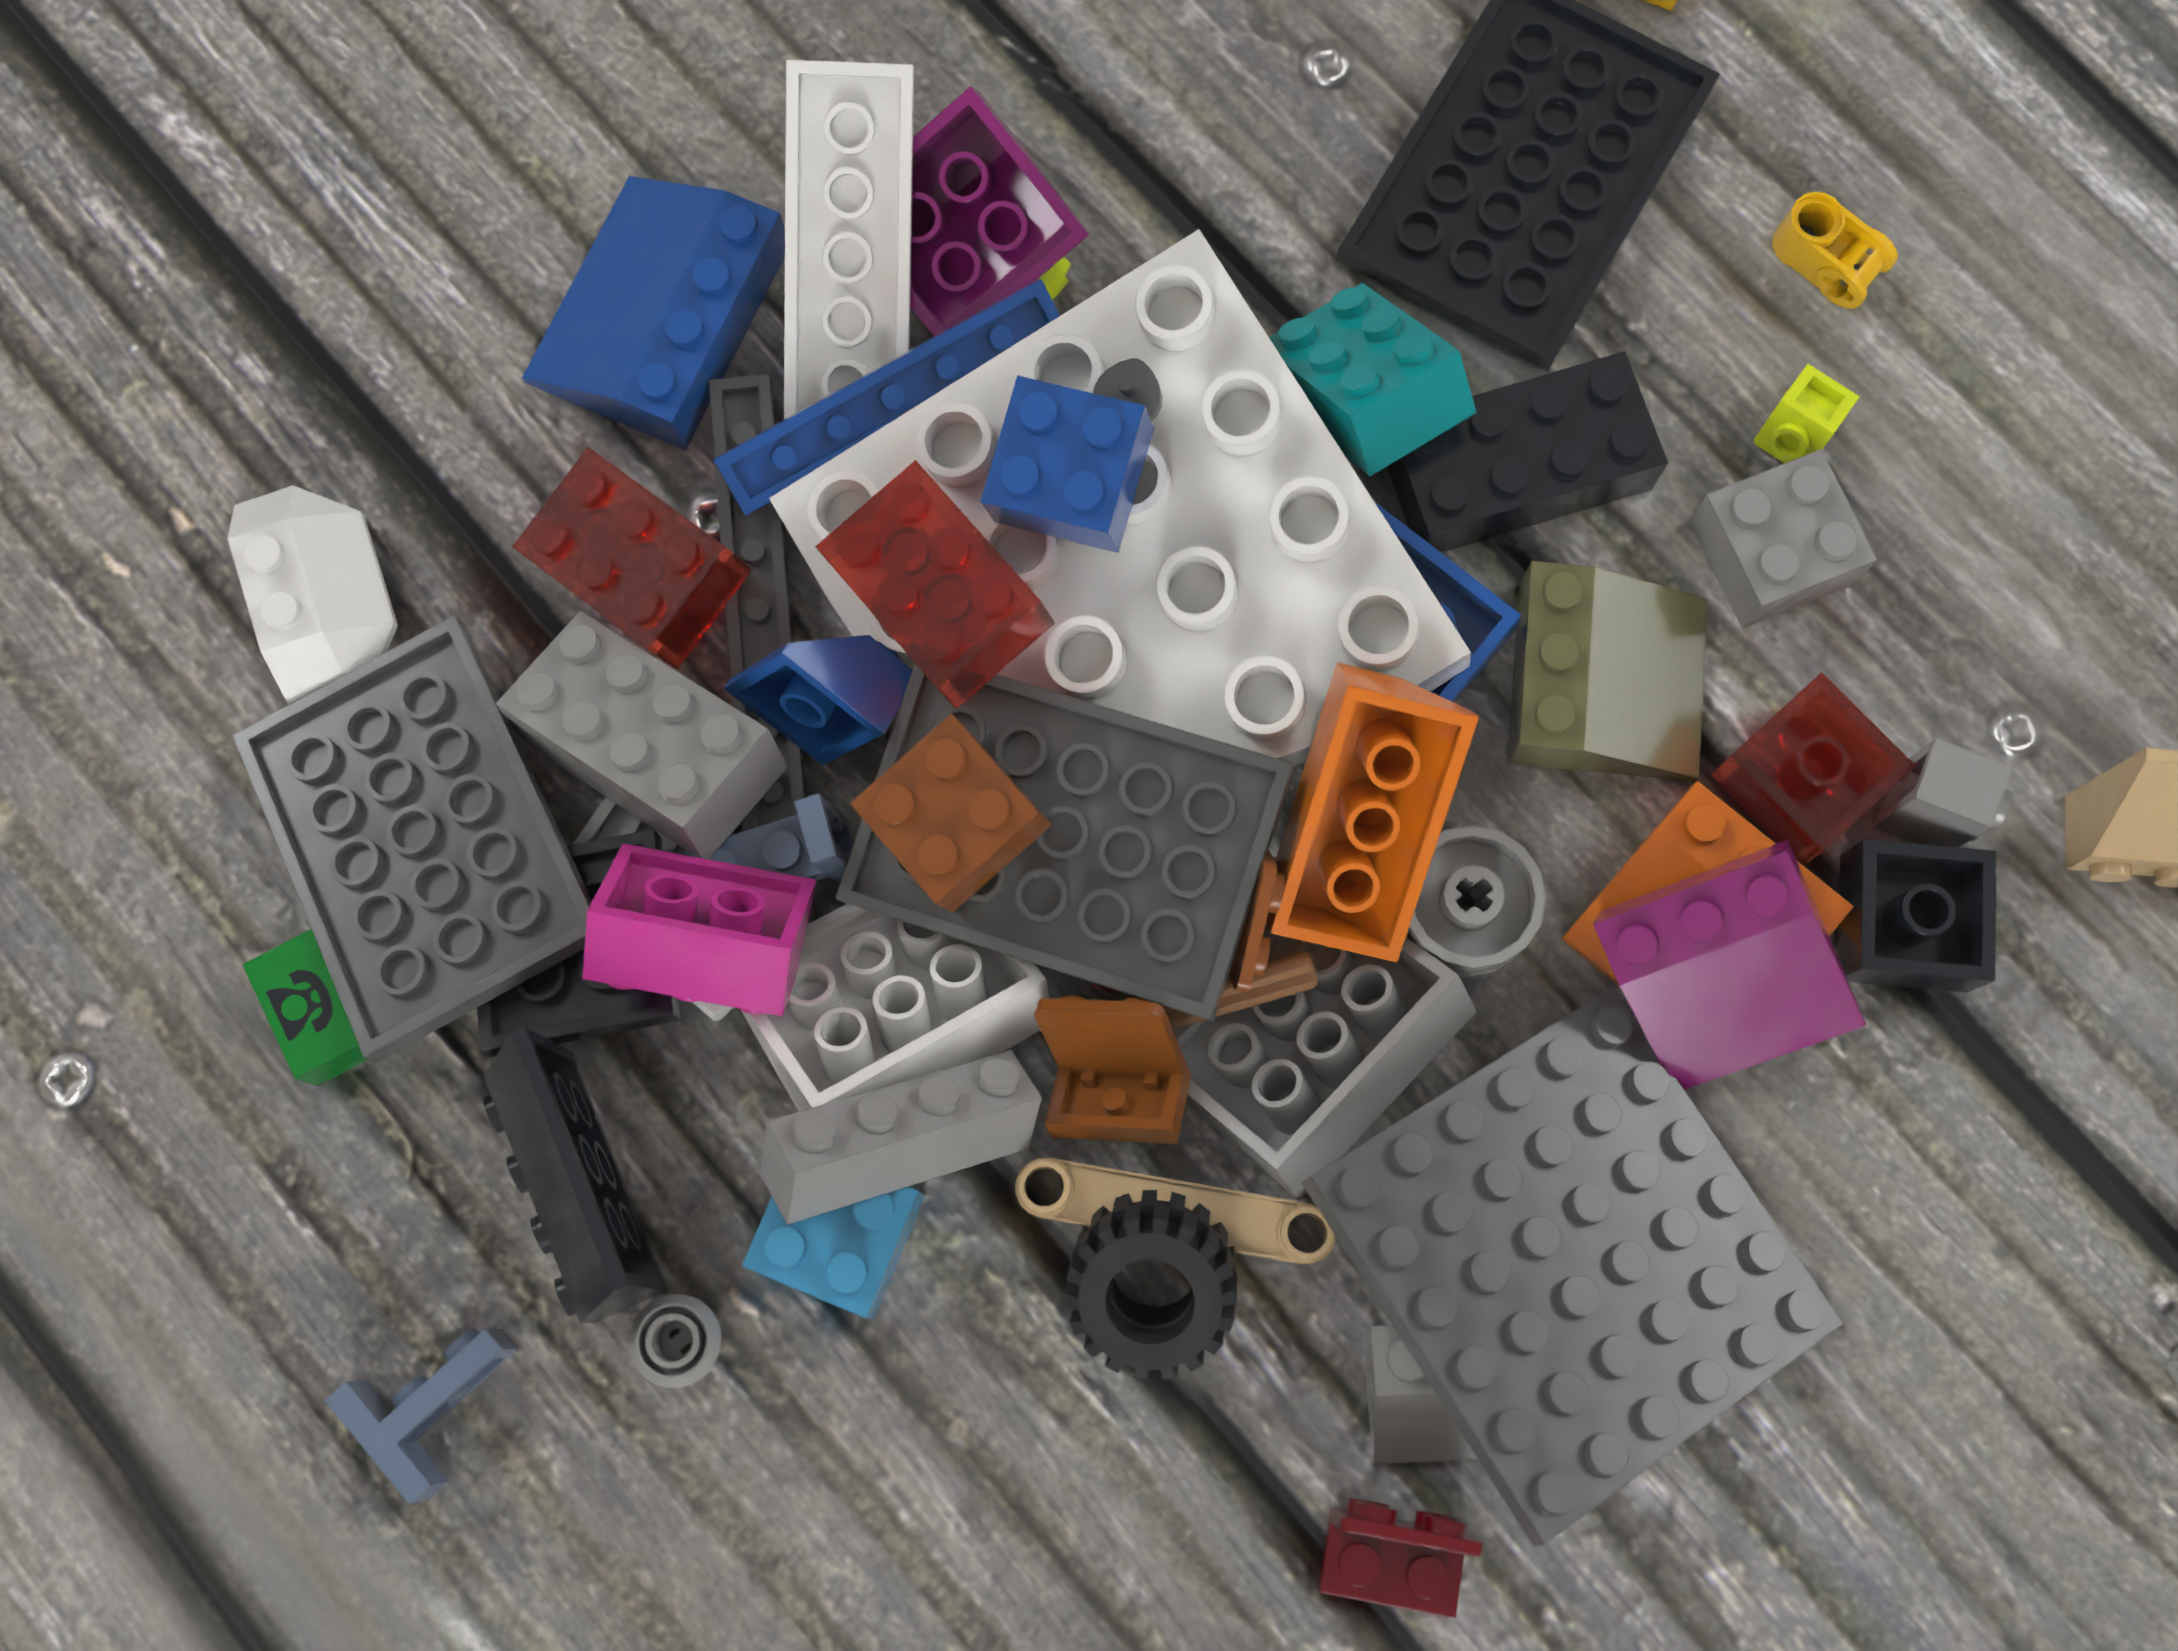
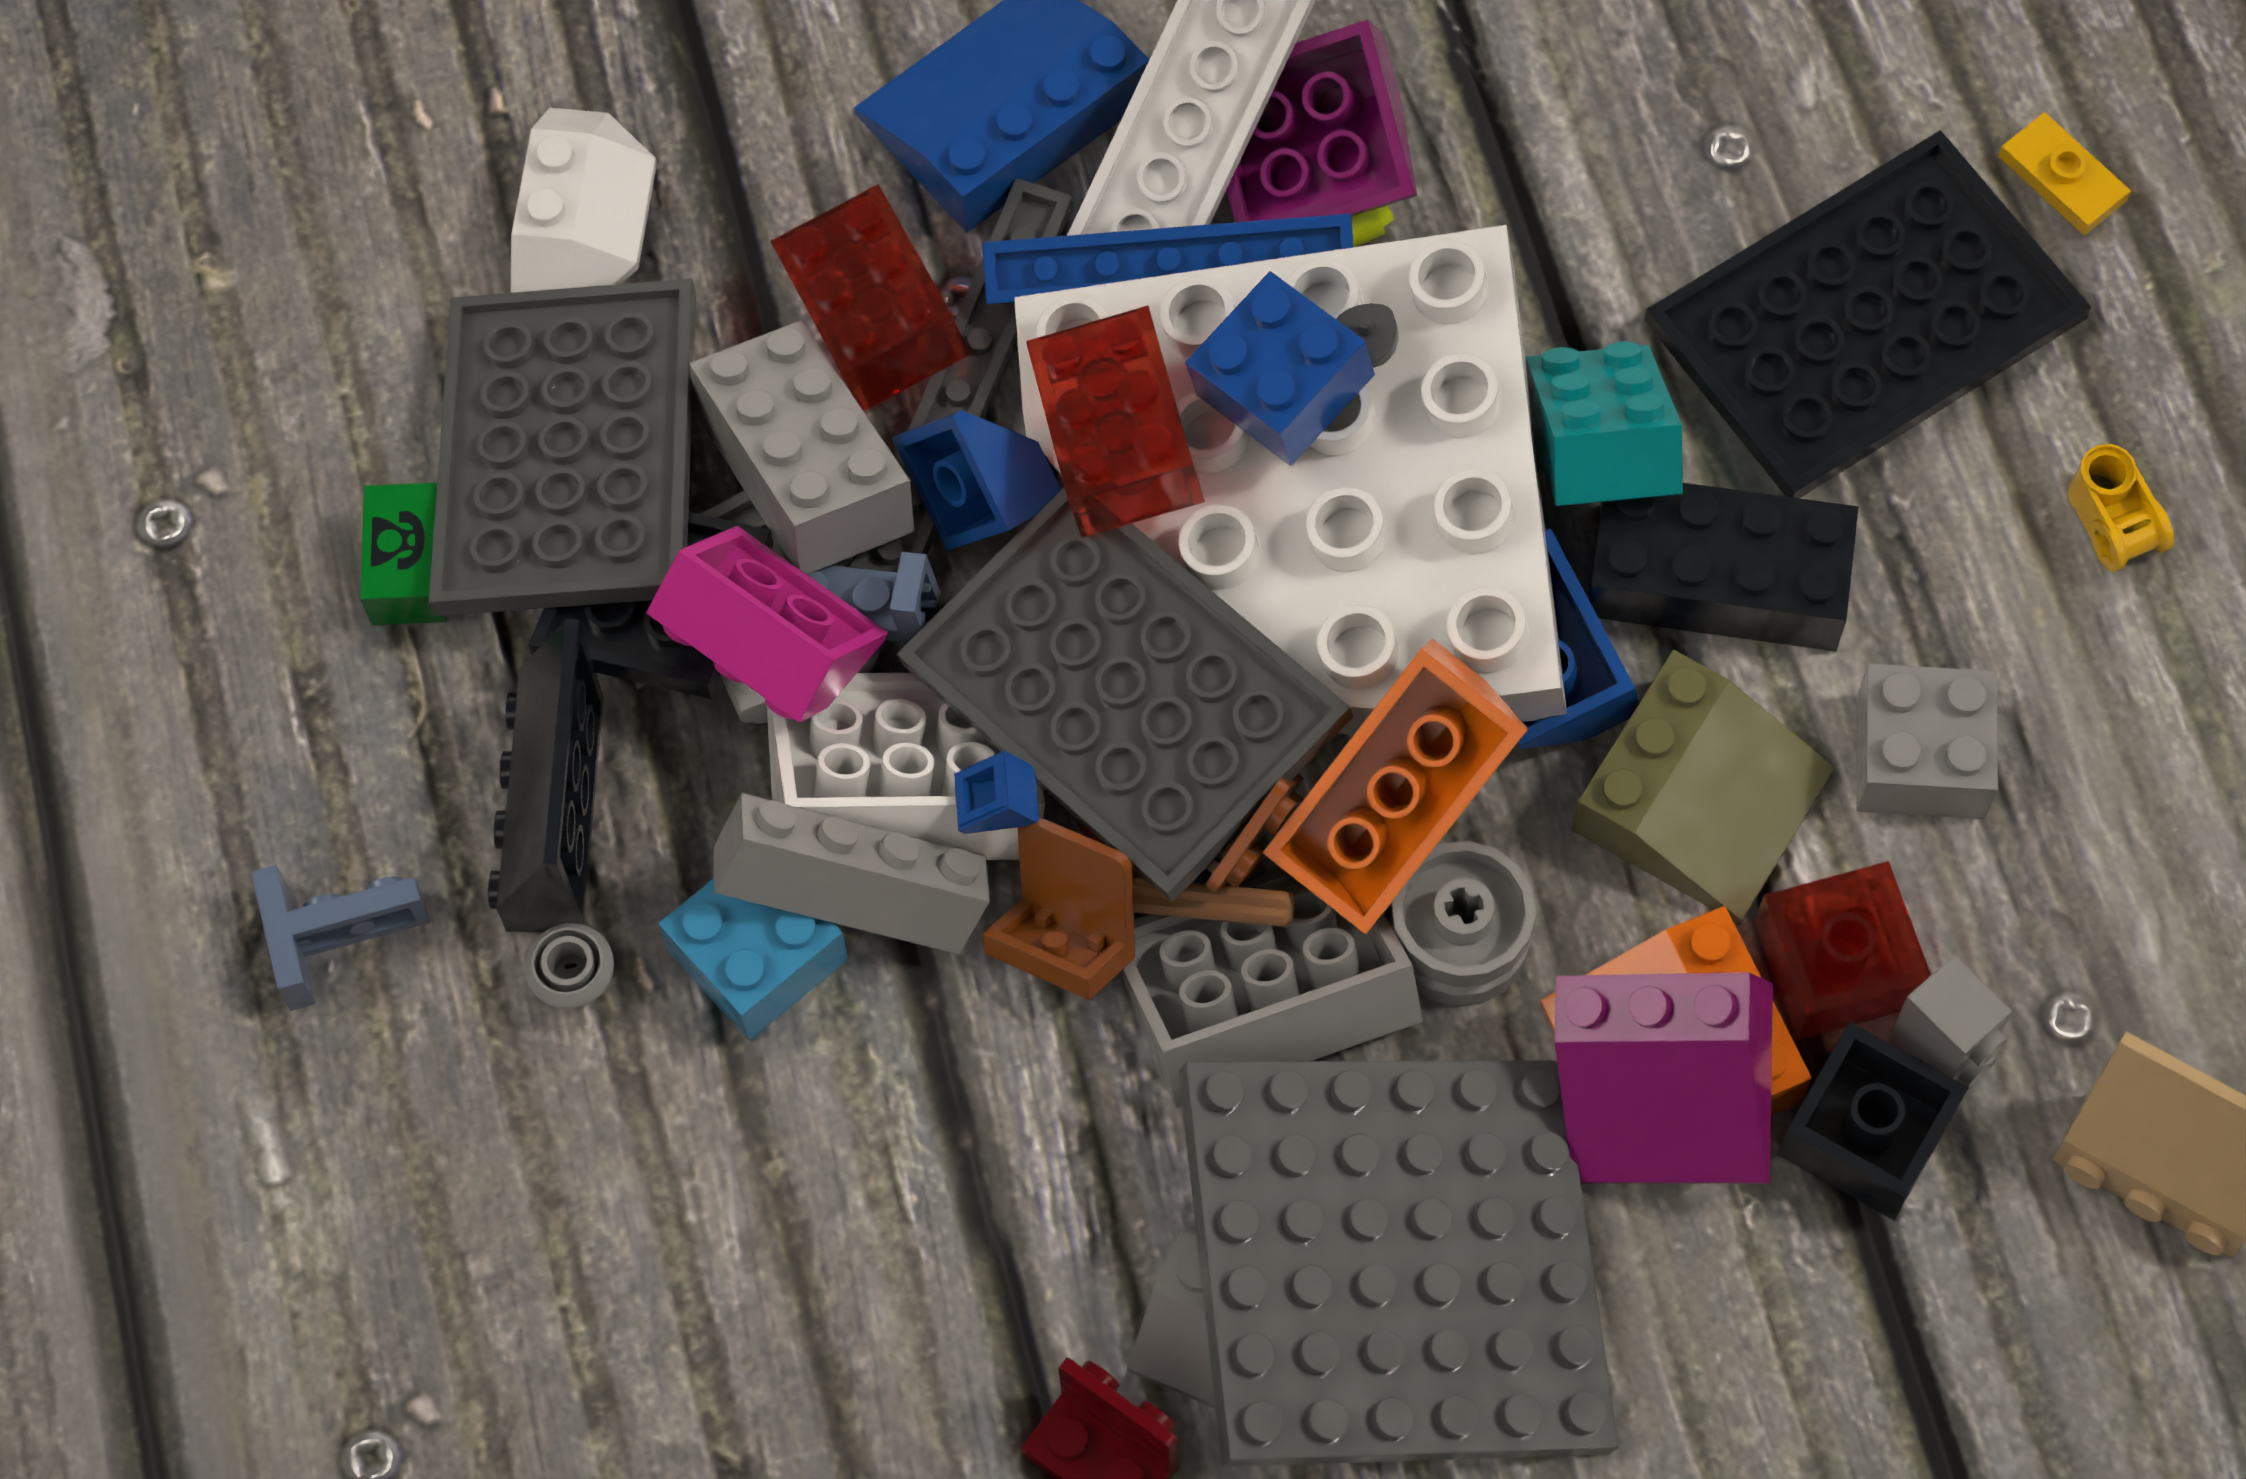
camera: 25 degrees right, 10 degrees down
(950, 814) = (1029, 617): dark orange brick -> none
(1002, 998) = (996, 794): none -> blue slope
(1144, 1334) = (955, 1119): black tyre -> none
(1254, 1222) = (1058, 1066): tan piece -> none
(1805, 416) = (2014, 643): neon yellow bracket -> none

